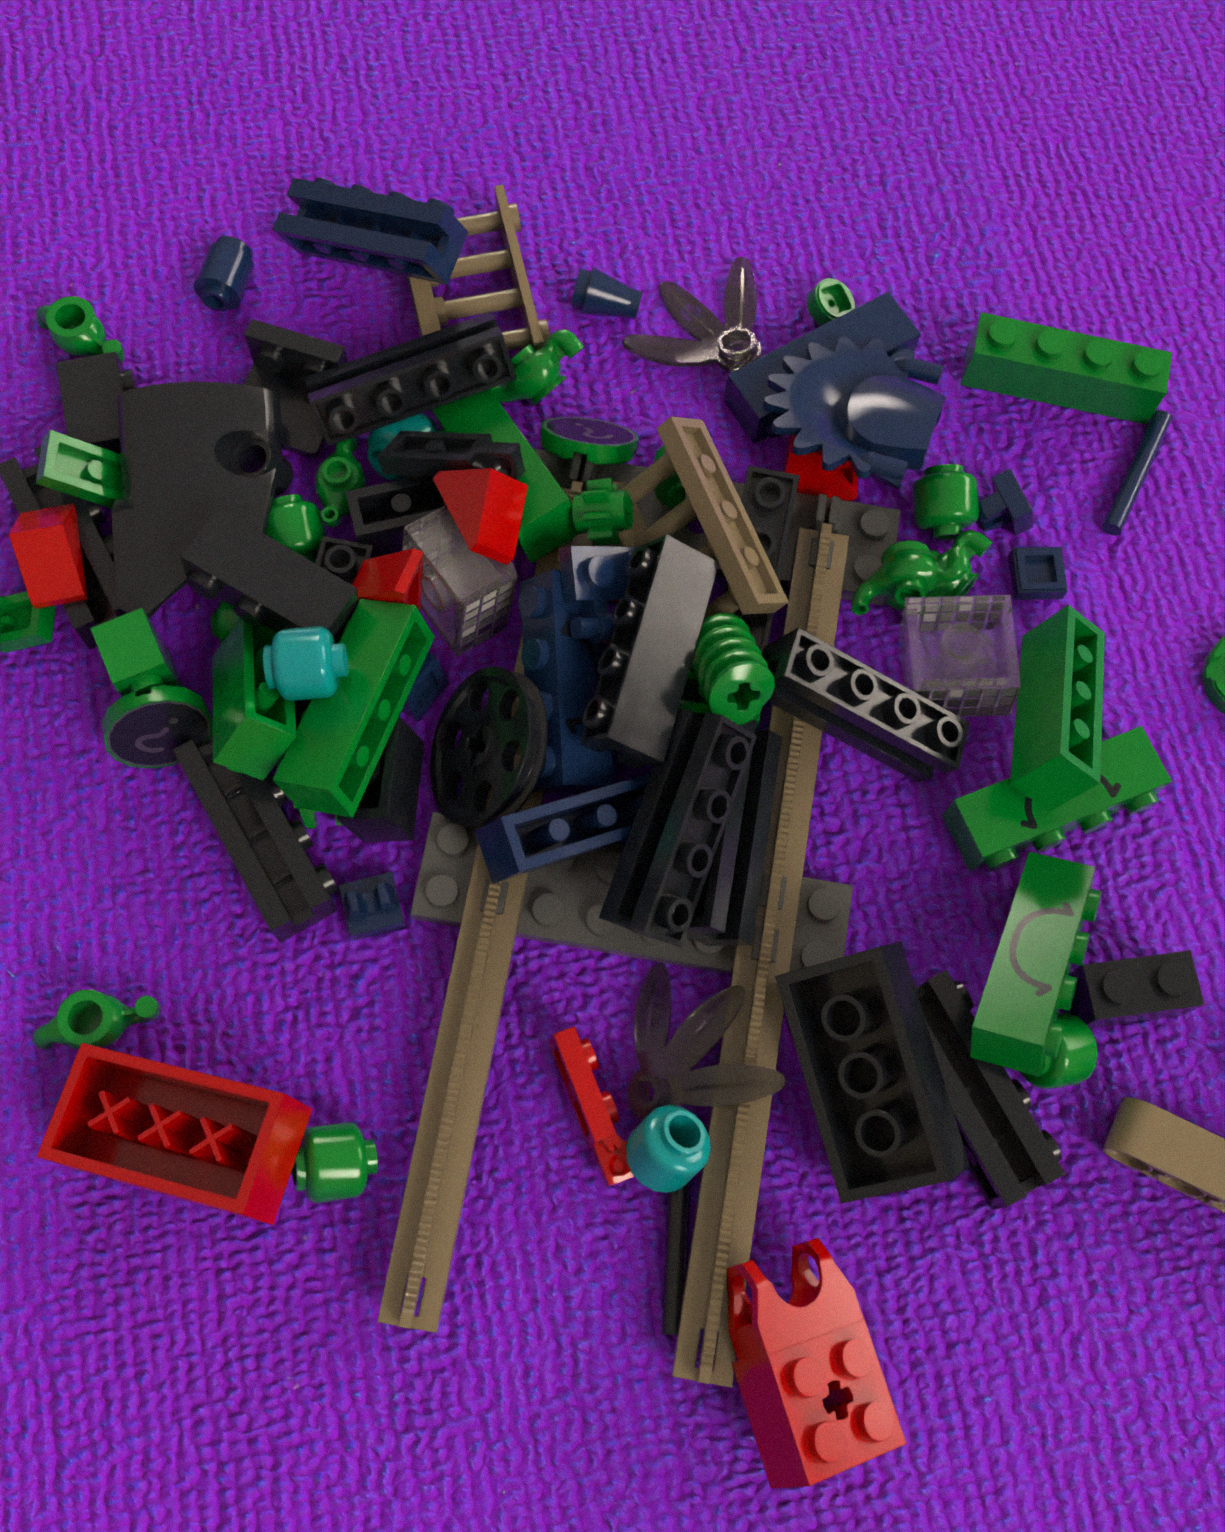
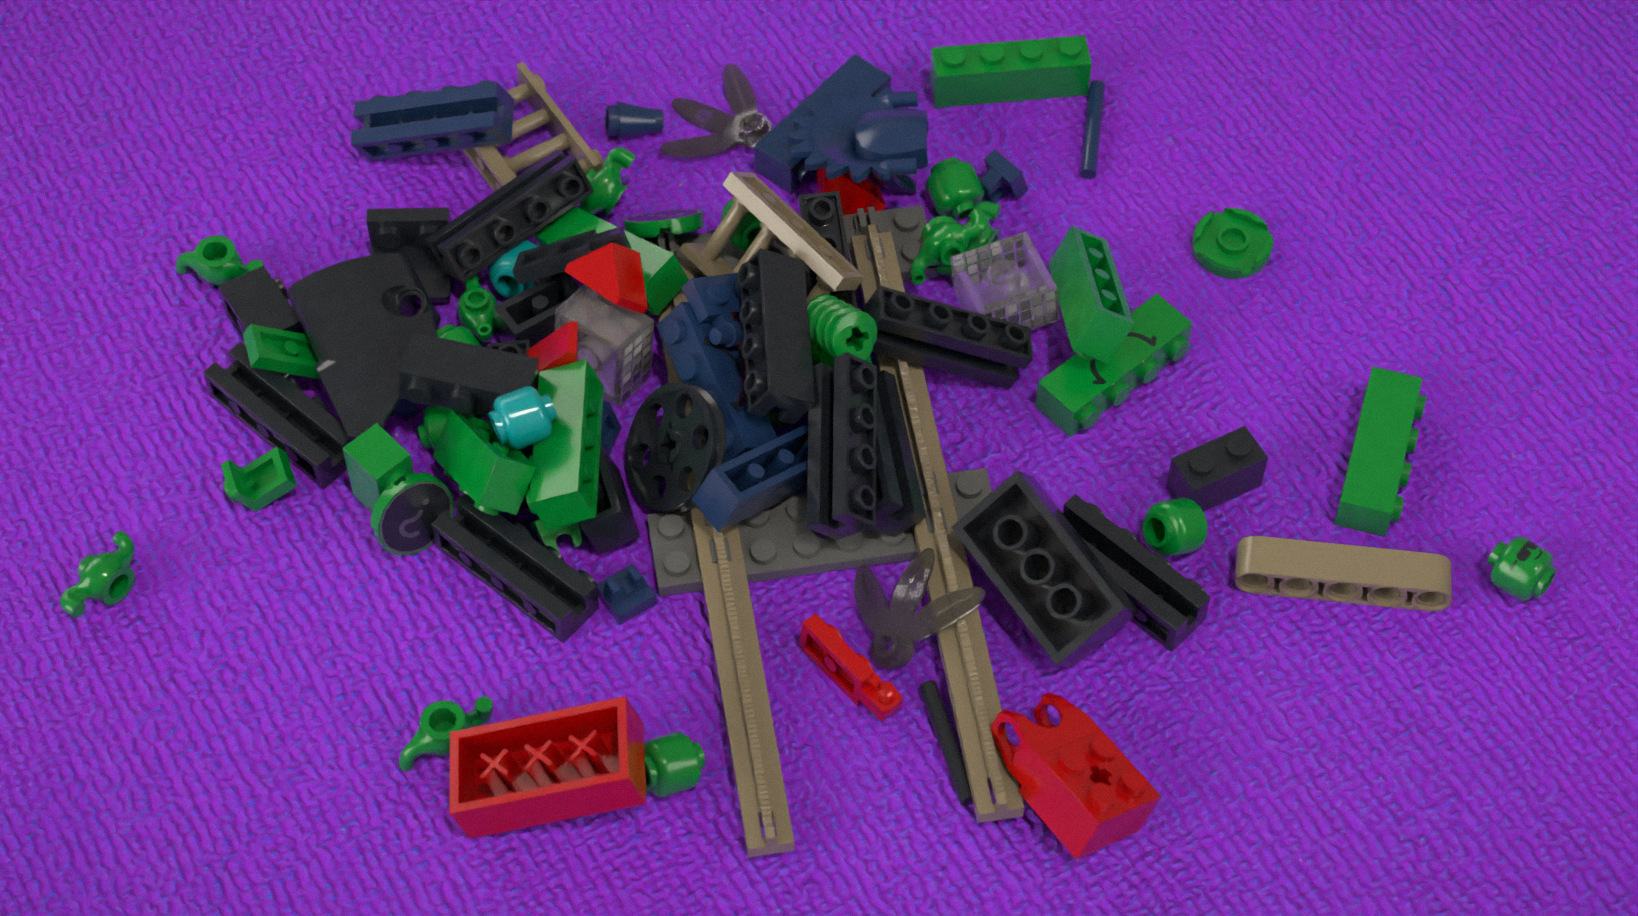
camera: 15 degrees left, 15 degrees down
(50, 555) = (280, 418): red slope -> none
(224, 273) = (321, 190): dark blue brick -> none
(602, 511) = (700, 256): green gear -> none
(668, 1148) = (917, 669): teal head -> none
(829, 301) = (810, 75): green tile -> none
(1033, 965) = (1137, 466): green brick -> none
(1037, 573) = (1043, 220): dark blue tile -> none

